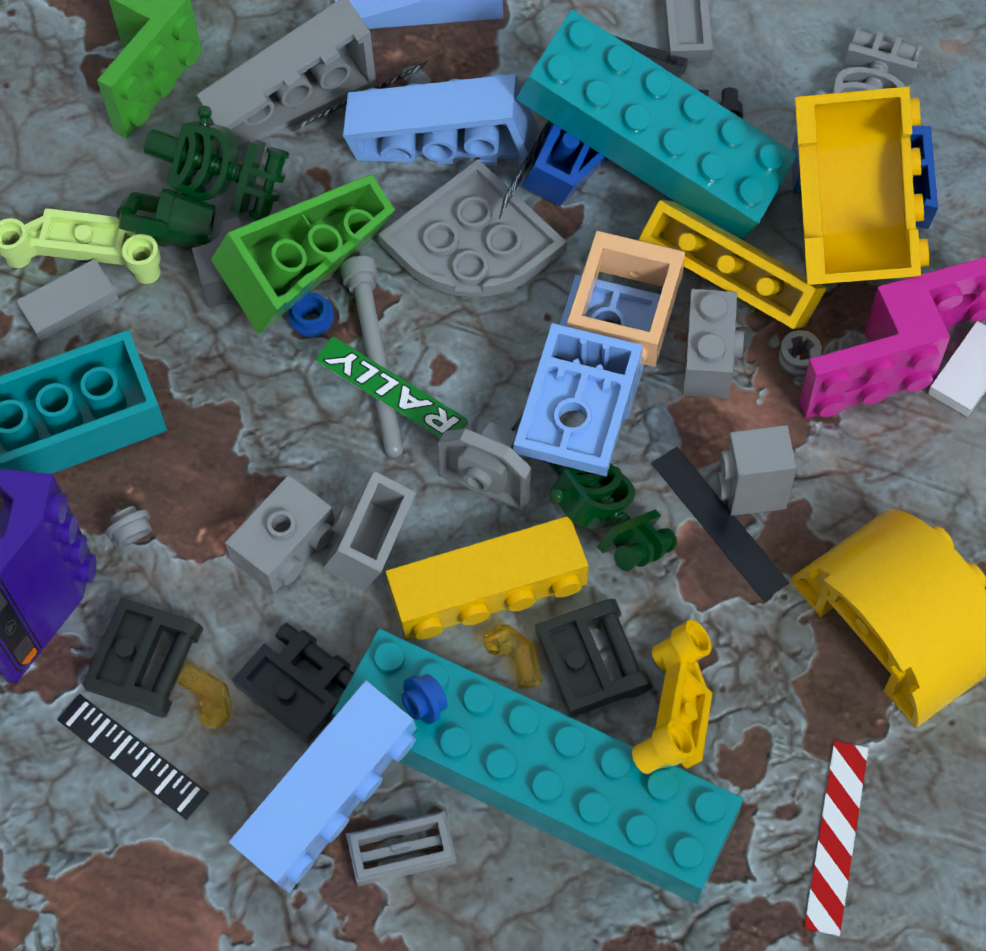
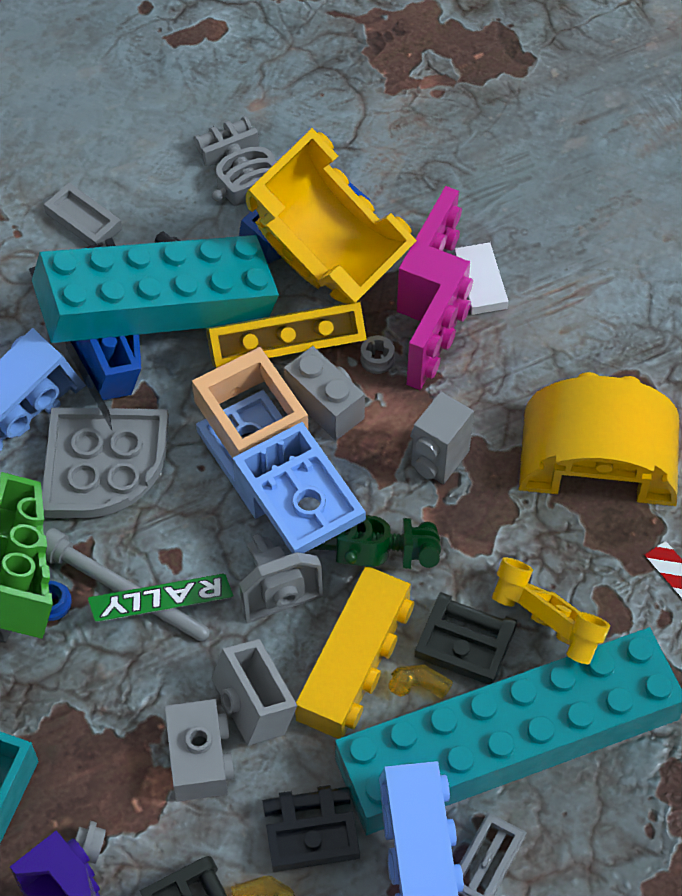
camera: 50 degrees left, 5 degrees down
(423, 698) = (419, 746): blue plate -> none
(719, 524) = (441, 494): black sticker -> none

